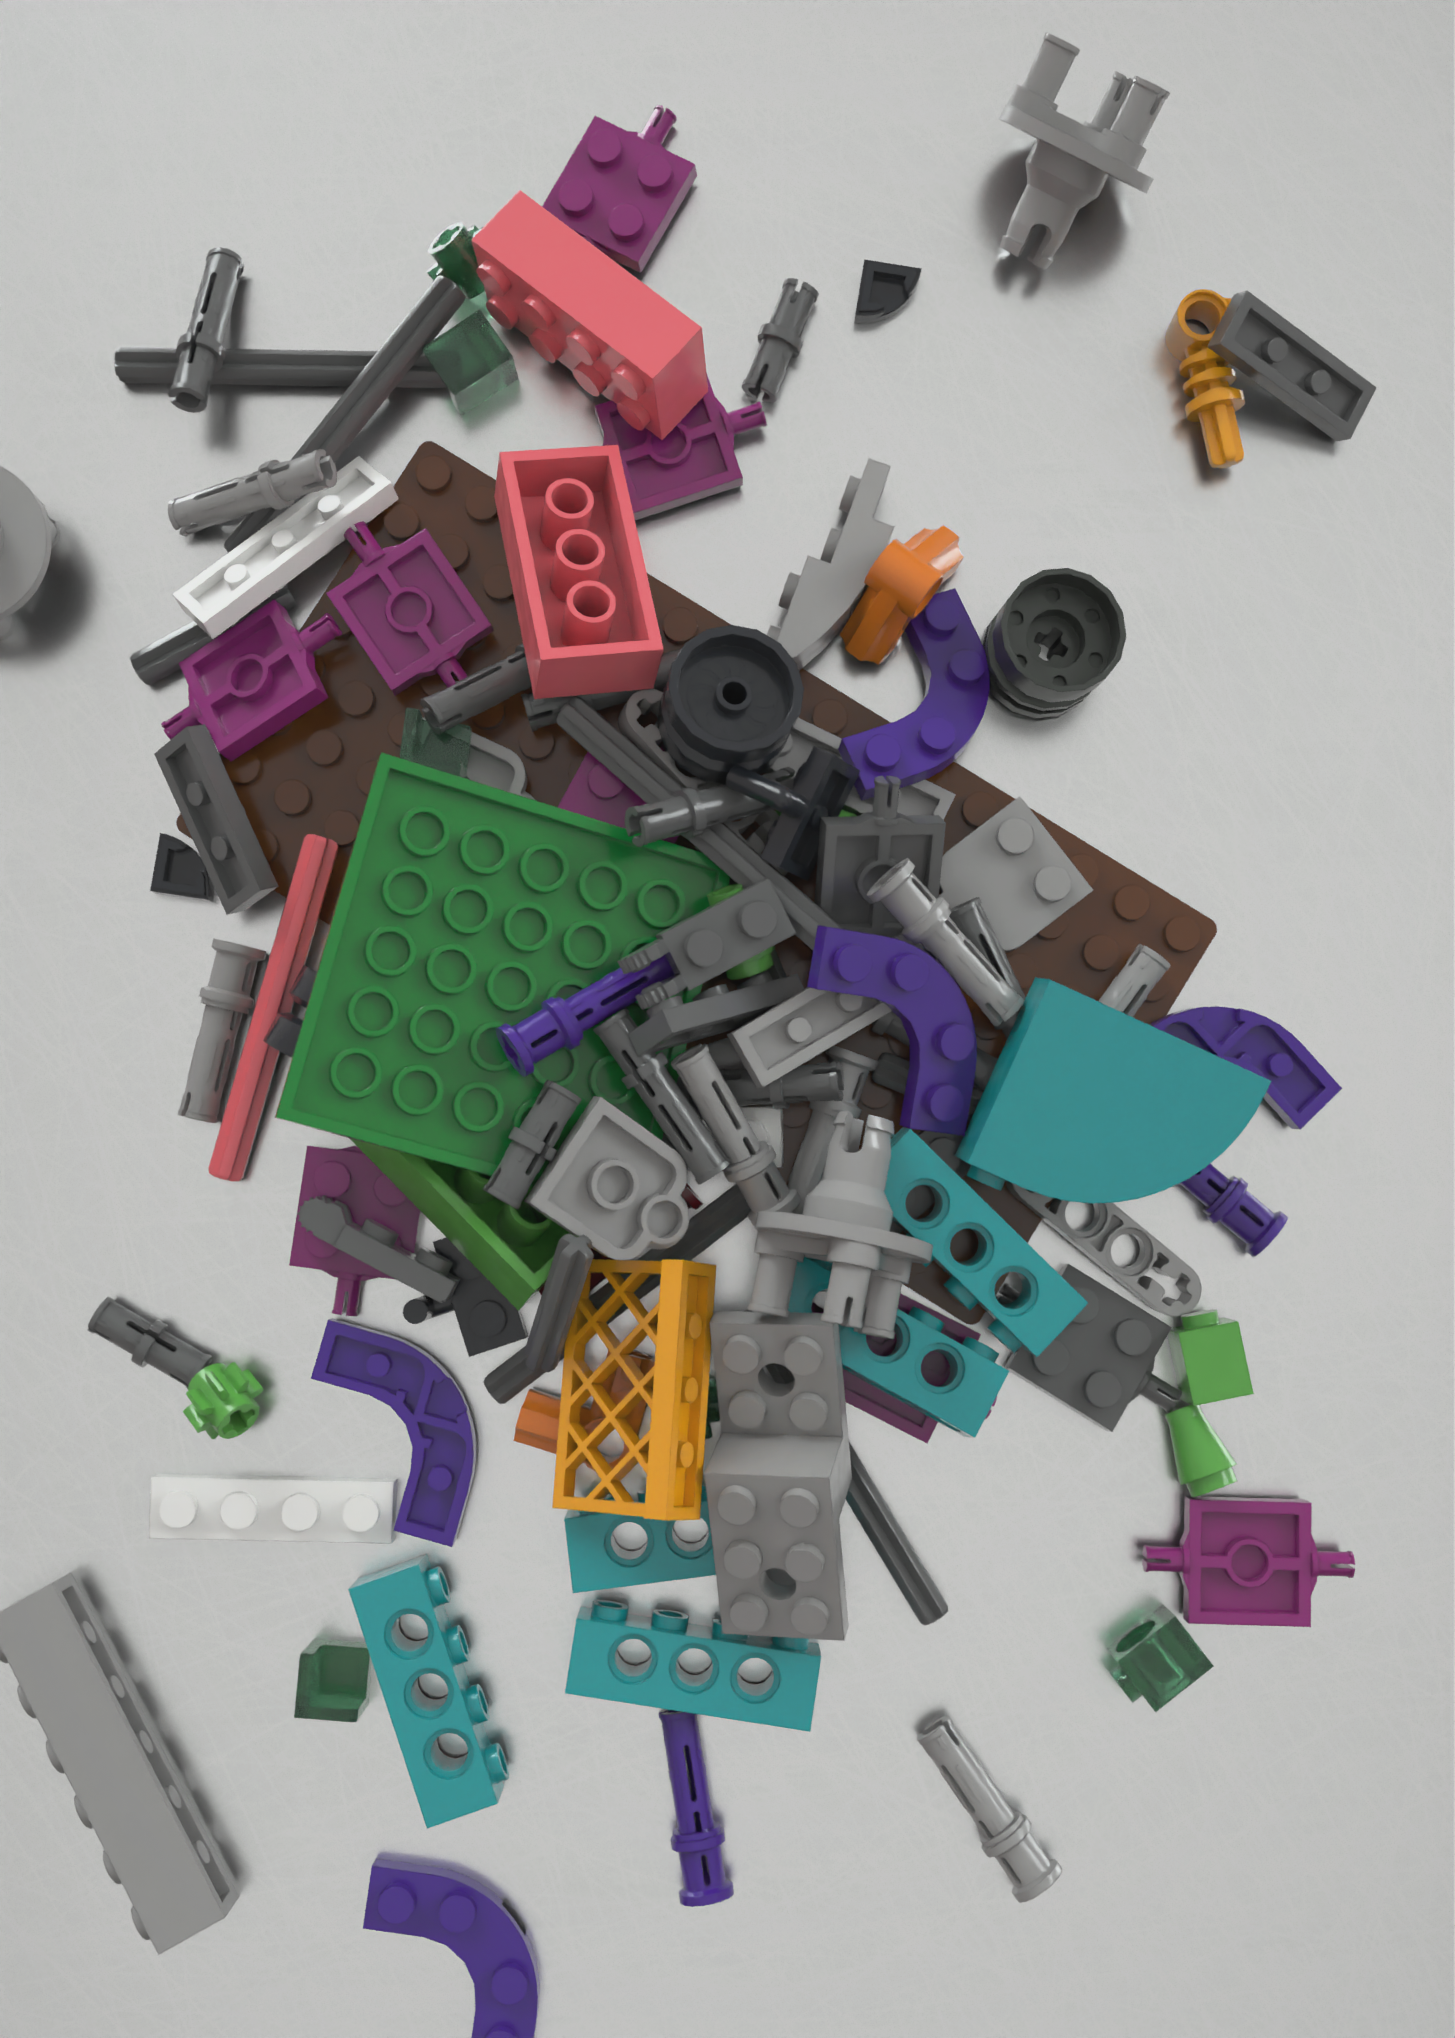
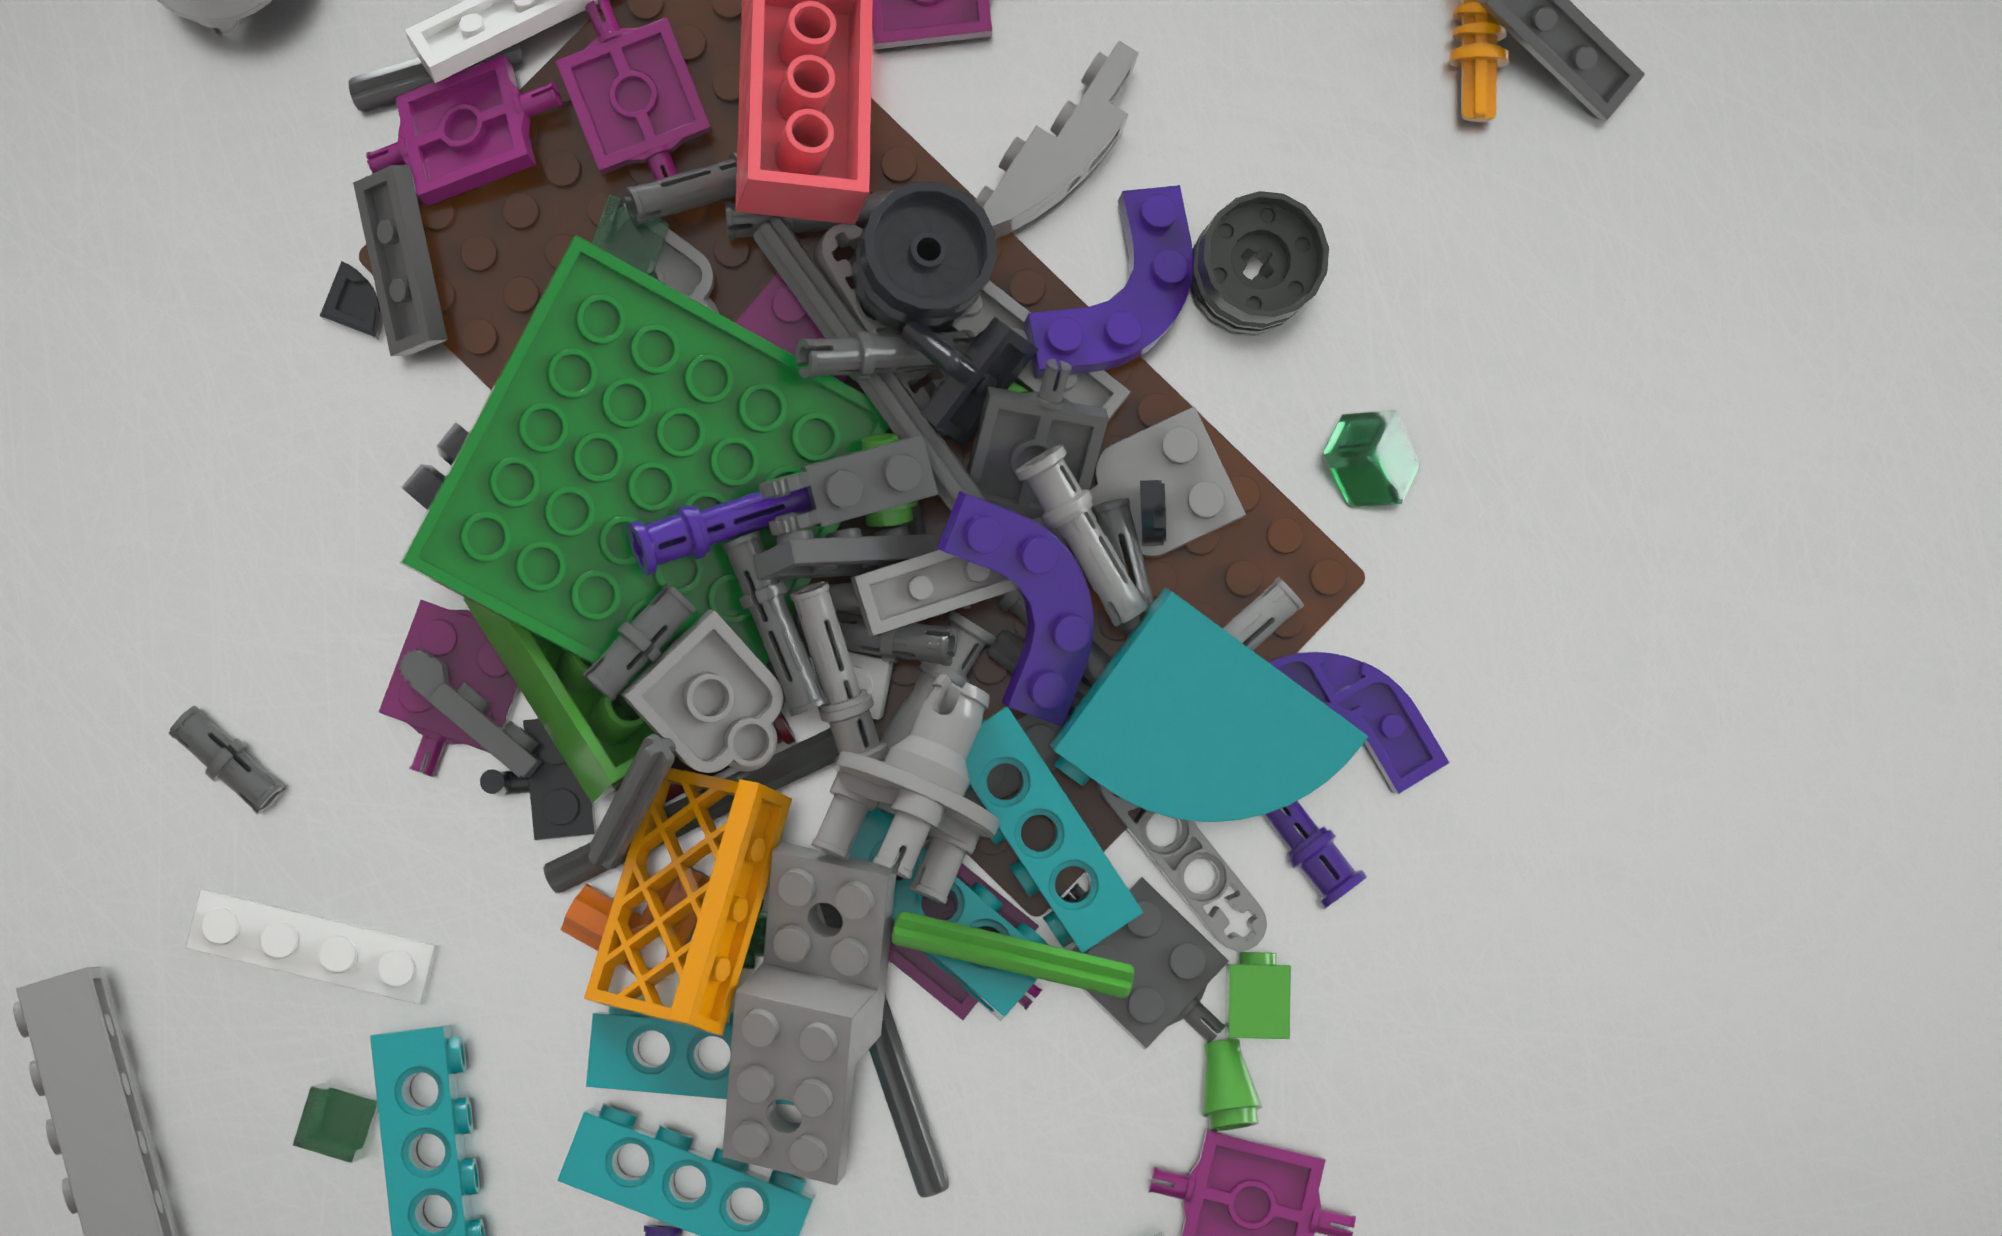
camera: 15 degrees right, 0 degrees up
(223, 1400) = (286, 829): bright green gear -> none
(225, 1003) = (370, 442): light grey pin -> none
(284, 964) = (420, 447): coral axle -> none
(430, 1408) = (486, 883): dark purple plate -> none
(898, 590) = (1121, 176): orange piece -> none
(970, 1374) = (1013, 954): none -> bright green axle
(1003, 899) = (1153, 512): none -> black tile
(1199, 810) = (1371, 458): none -> clear green panel

